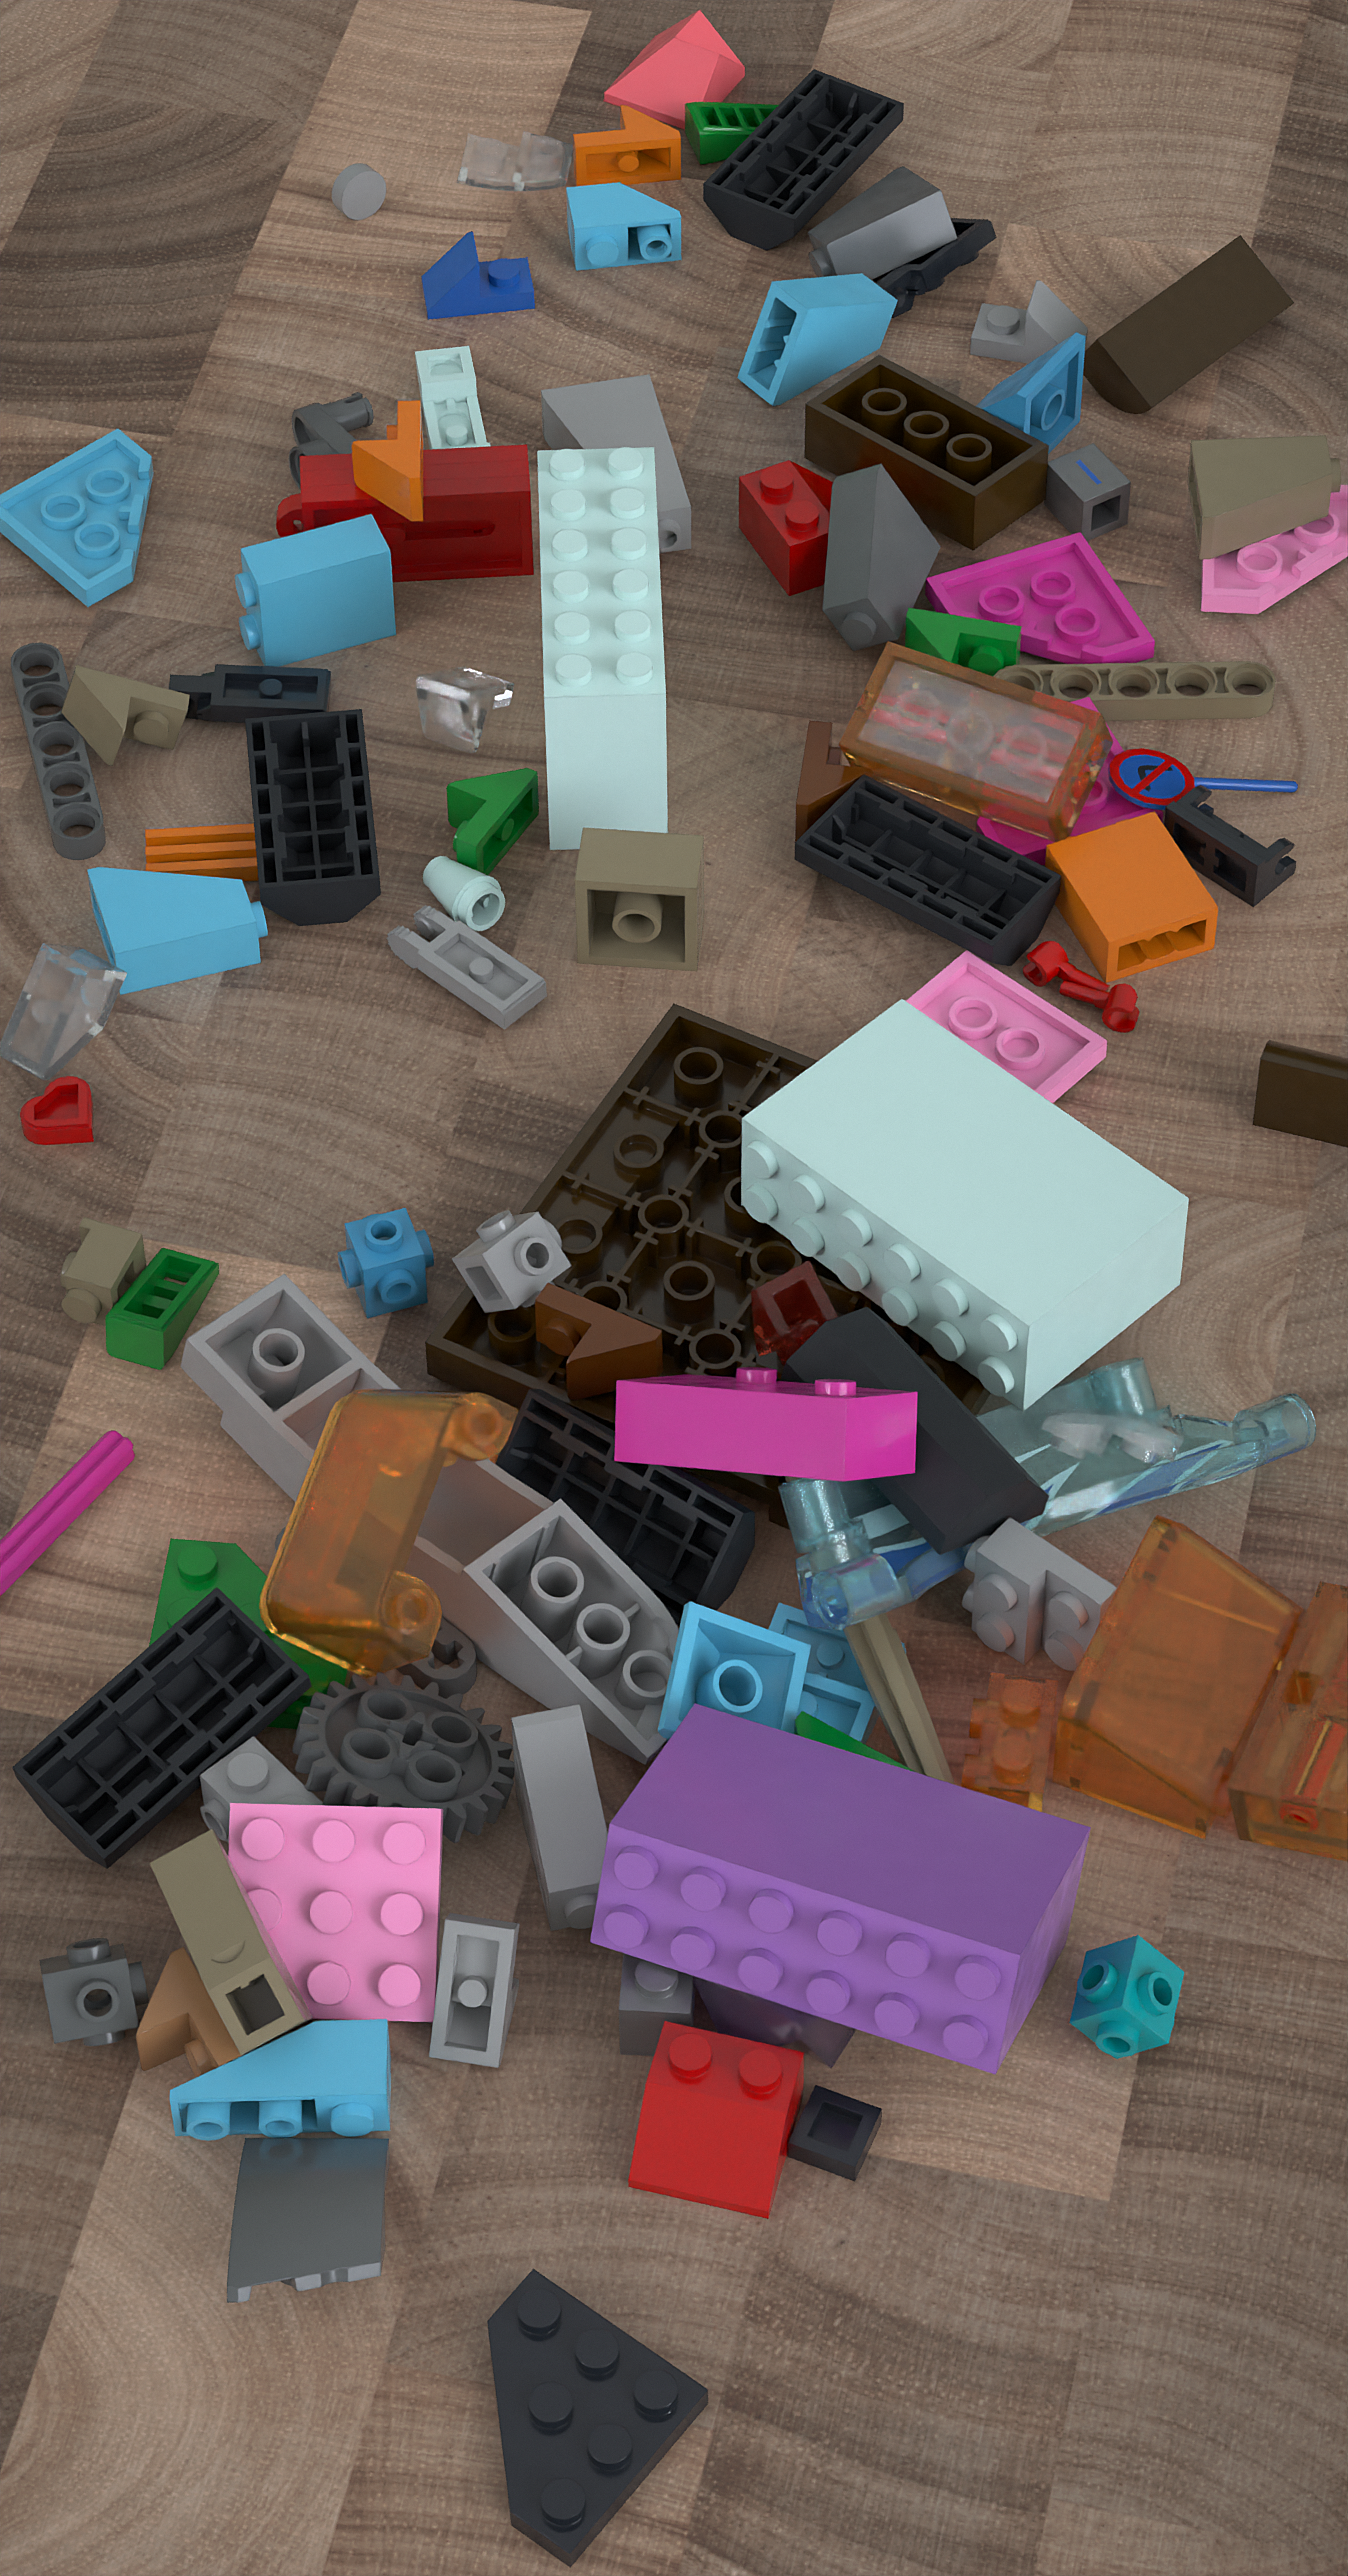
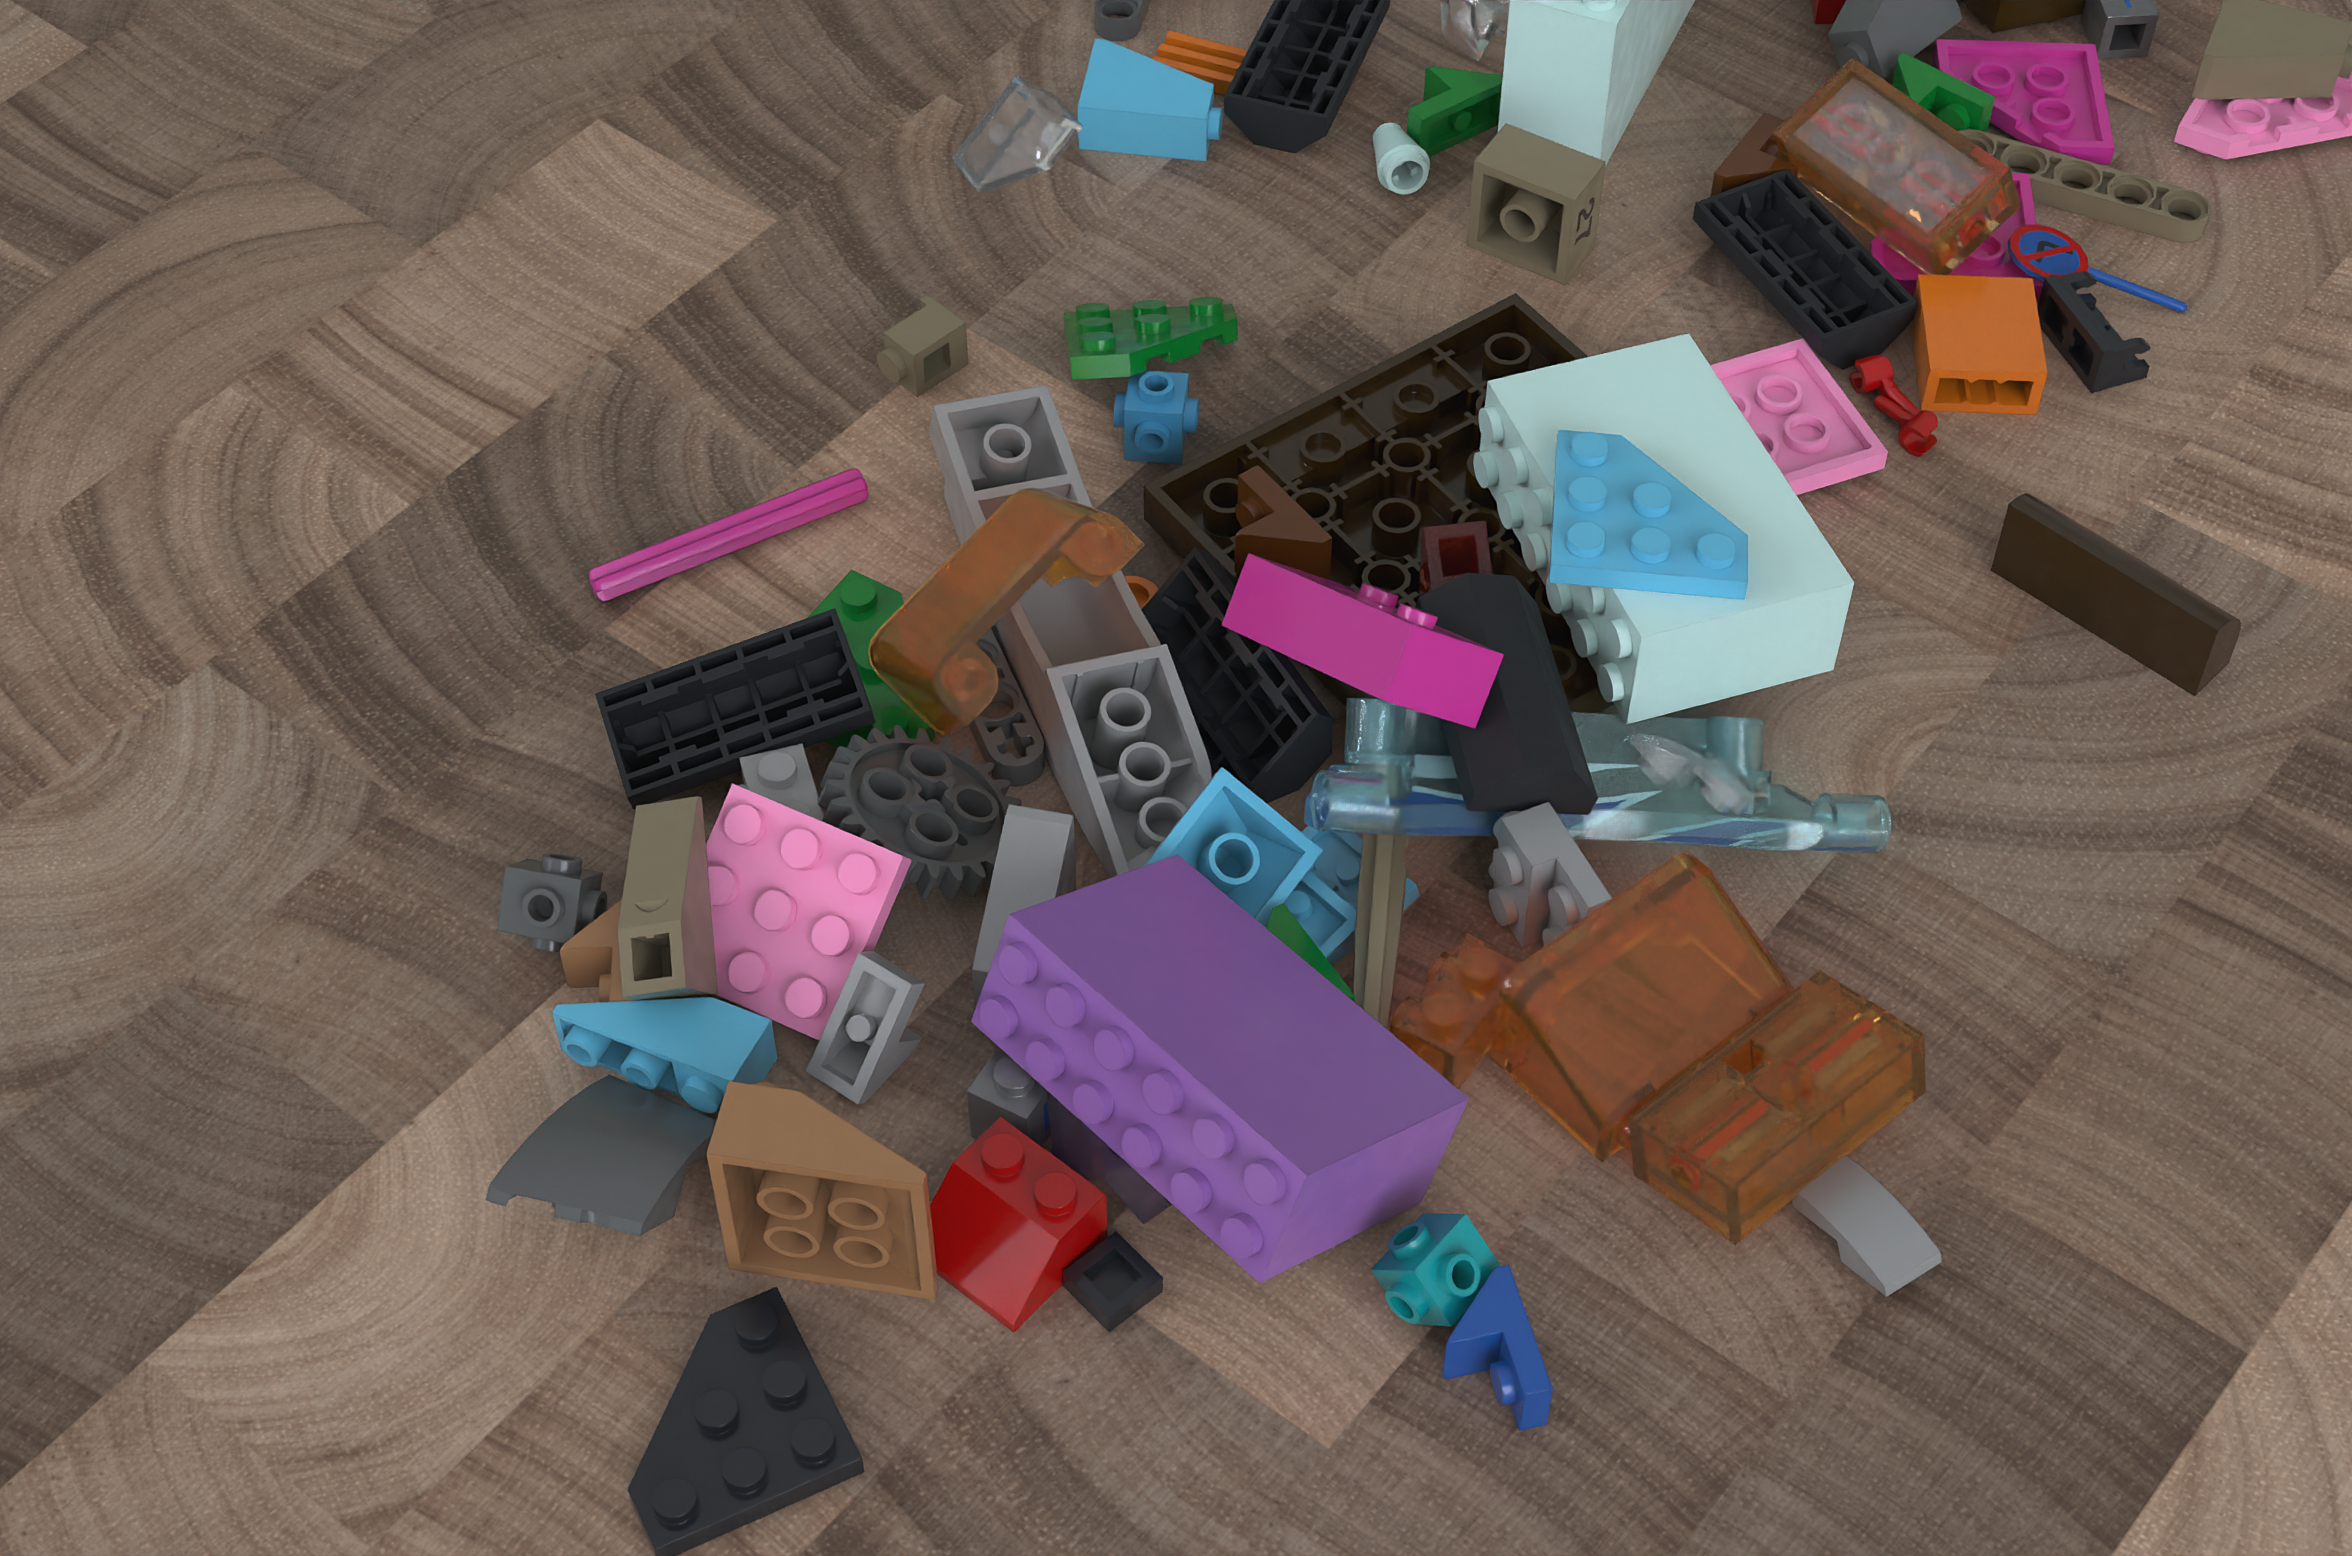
camera: 25 degrees right, 0 degrees up
(60, 1114) = (972, 220): red tile -> none
(156, 1312) = (955, 381): green slope -> none
(323, 1184) = (1123, 341): none -> green plate
(469, 966) = (1370, 216): light grey hinge -> none
(512, 1260) = (1225, 438): light grey brick -> none
(553, 2163) = (817, 1196): none -> medium nougat slope
(964, 1217) = (1636, 525): none -> medium azure plate
(1219, 2035) = (1500, 1339): none -> blue slope

